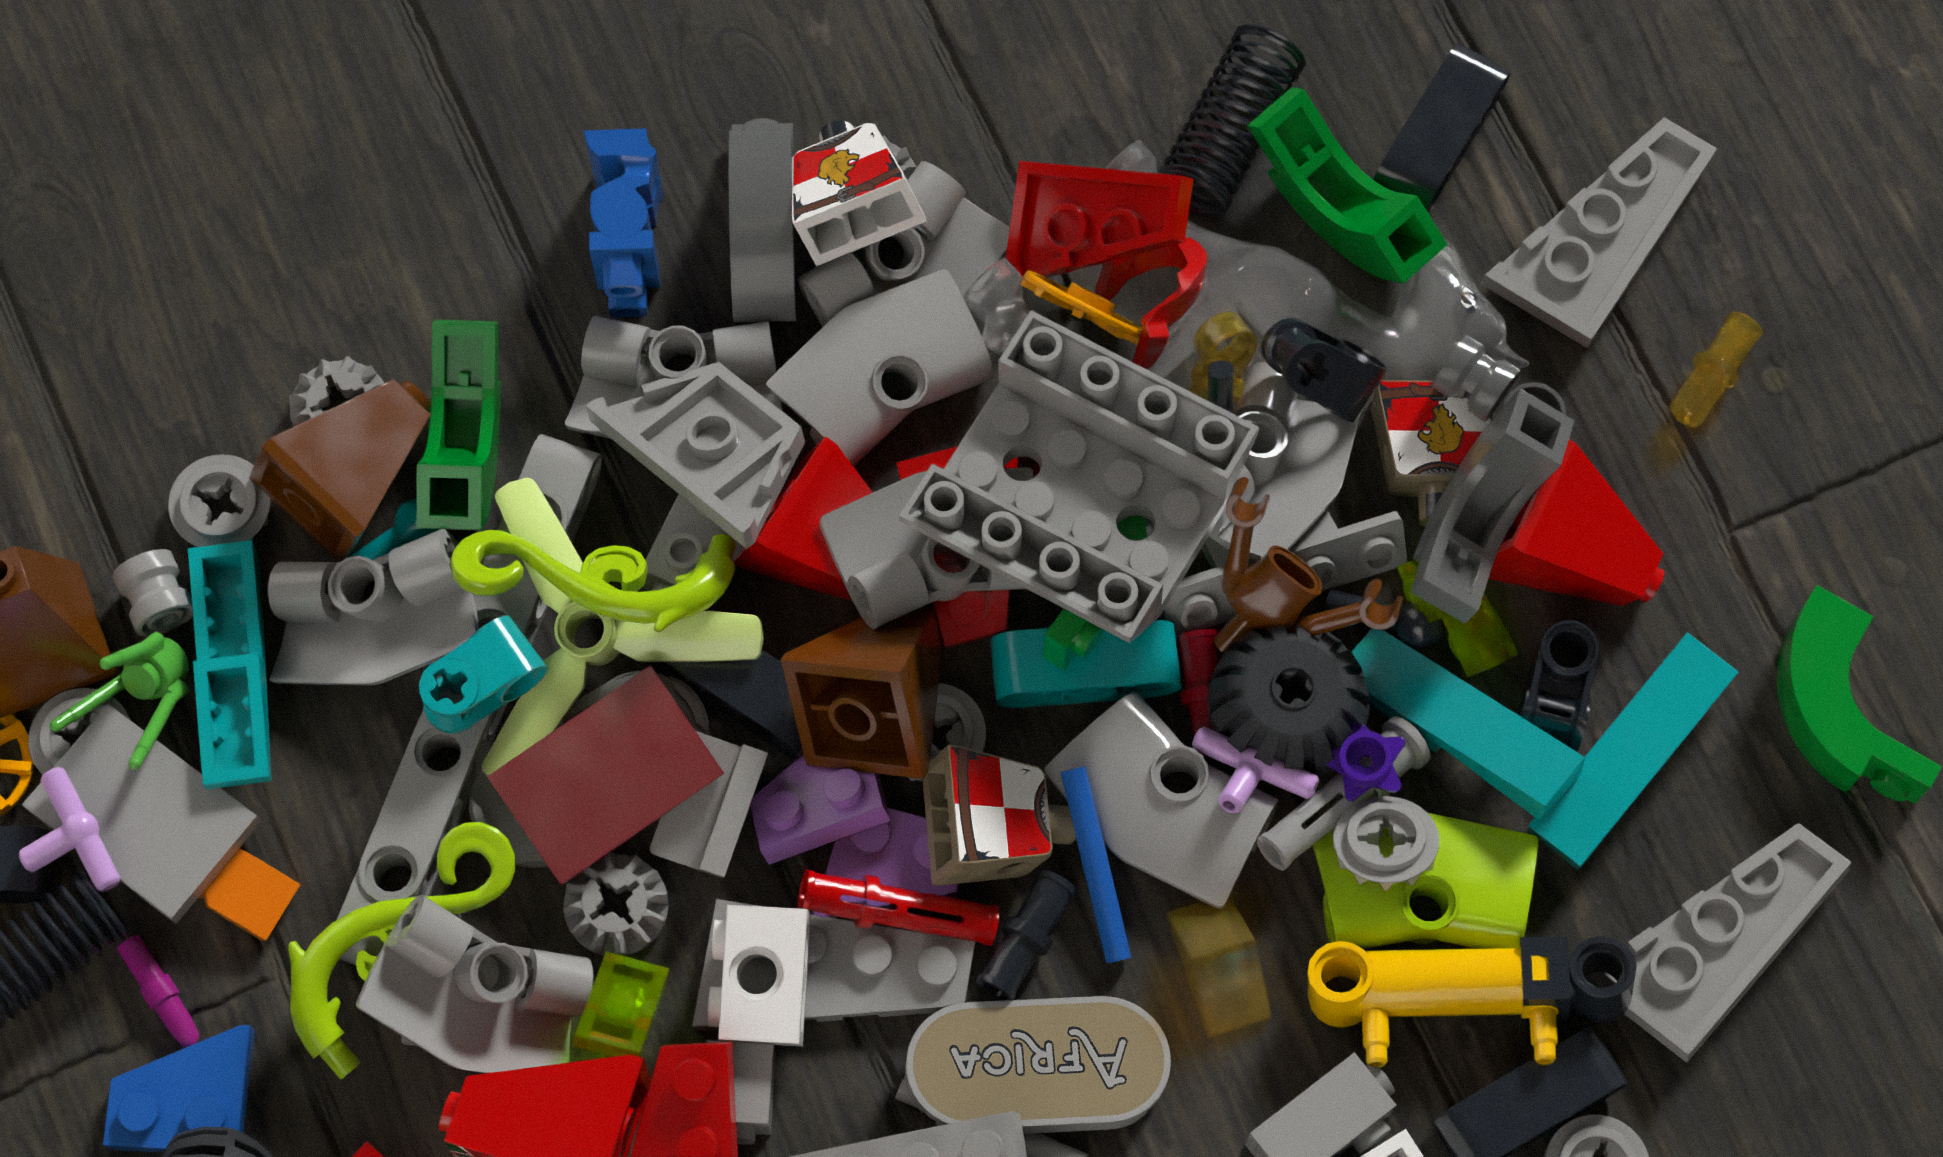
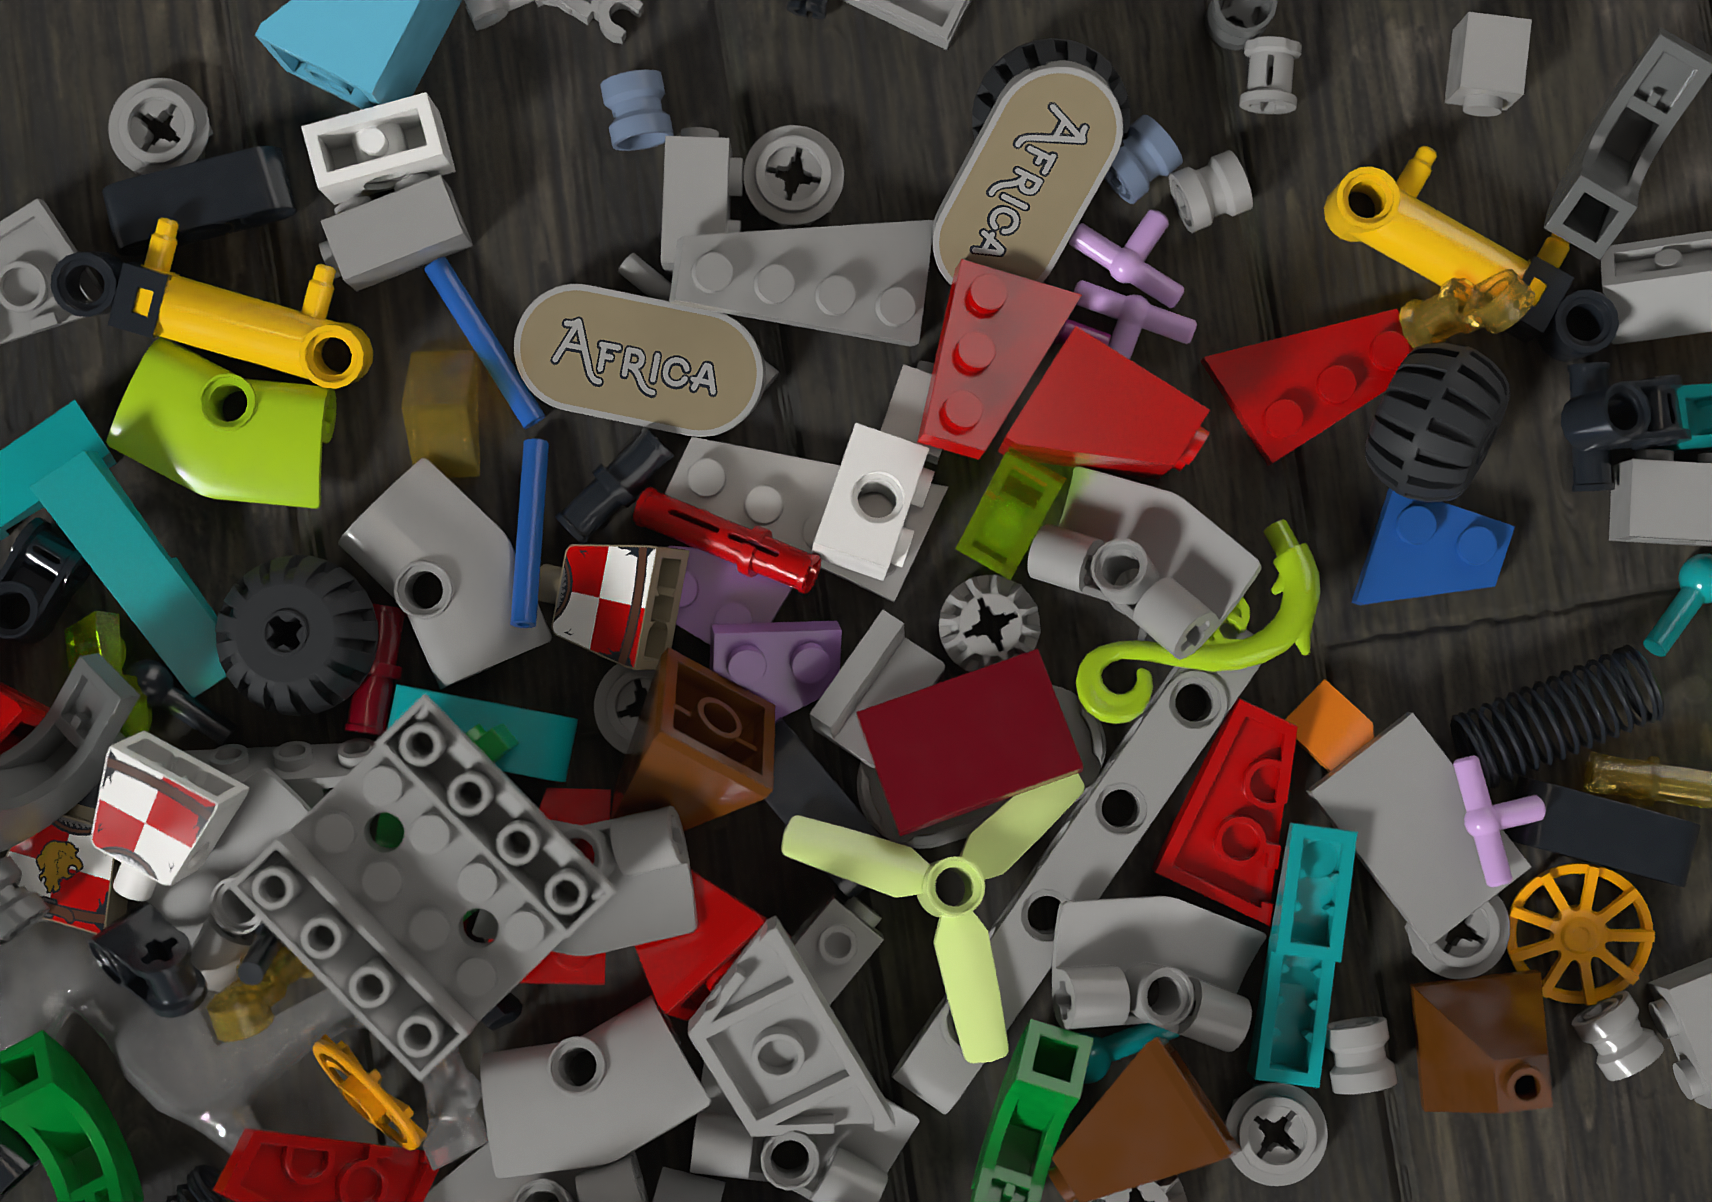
camera: 165 degrees left, 15 degrees up
(150, 672) = (1383, 970): bright green plant -> none
(159, 990) = (1432, 659): magenta piece -> none
(328, 783) = (1234, 813): none -> red wing
(488, 671) = (1053, 869): teal piece -> none
(590, 588) = (942, 922): lime plant -> none
(1154, 334) = (305, 1038): red helmet -> none
(1201, 1045) = (484, 342): none -> blue piece
(1250, 771) = (356, 572): lavender piece -> none
(1282, 585) = (261, 740): reddish brown piece -> none
(1289, 839) = (252, 543): light grey pin -> none
(1357, 496) = (160, 813): none -> torso
(1379, 775) = (233, 532): dark purple plate -> none
(1412, 835) = (224, 480): light grey gear -> none

